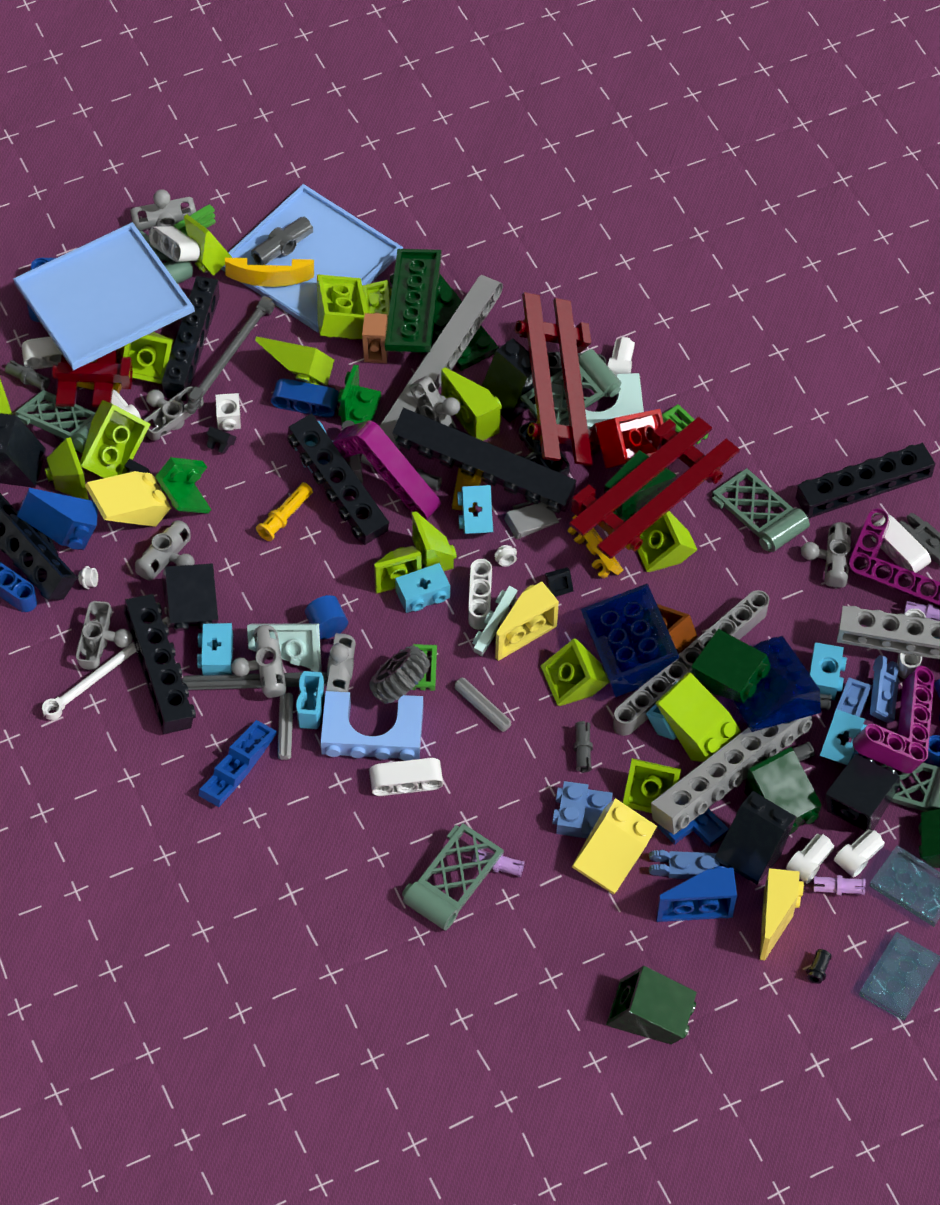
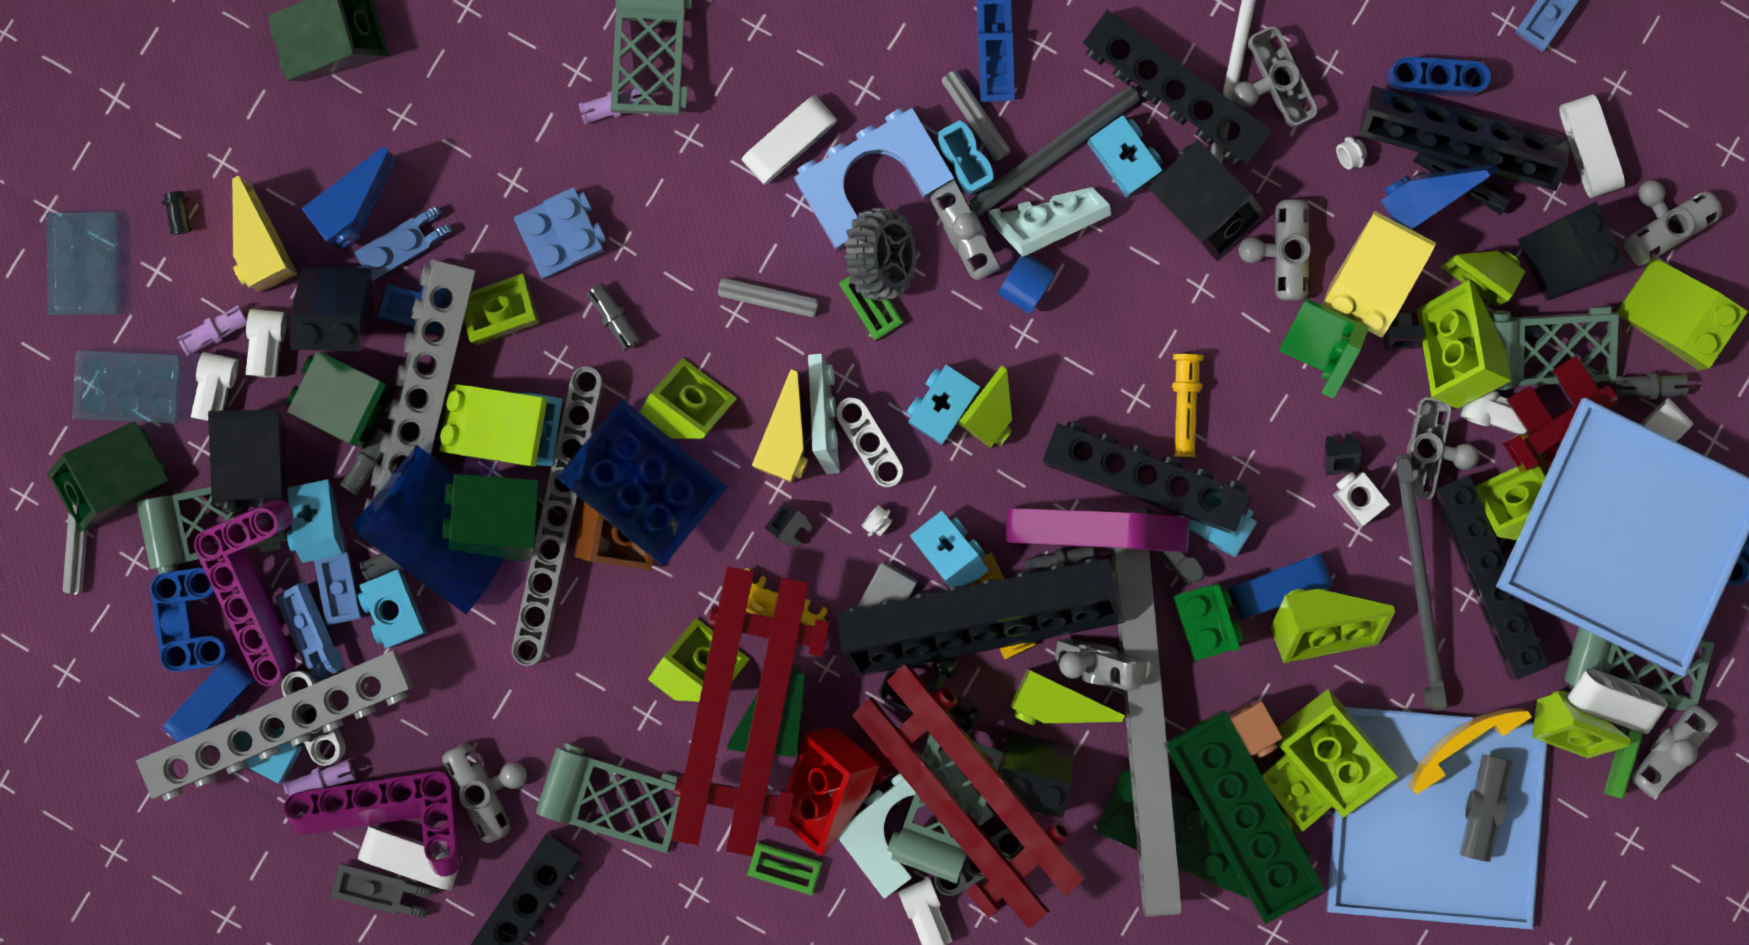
camera: 145 degrees right, 30 degrees up
(265, 648) = (1037, 155): light grey piece -> none
(431, 544) = (968, 465): lime slope -> none
(614, 845) = (492, 204): light yellow slope -> none

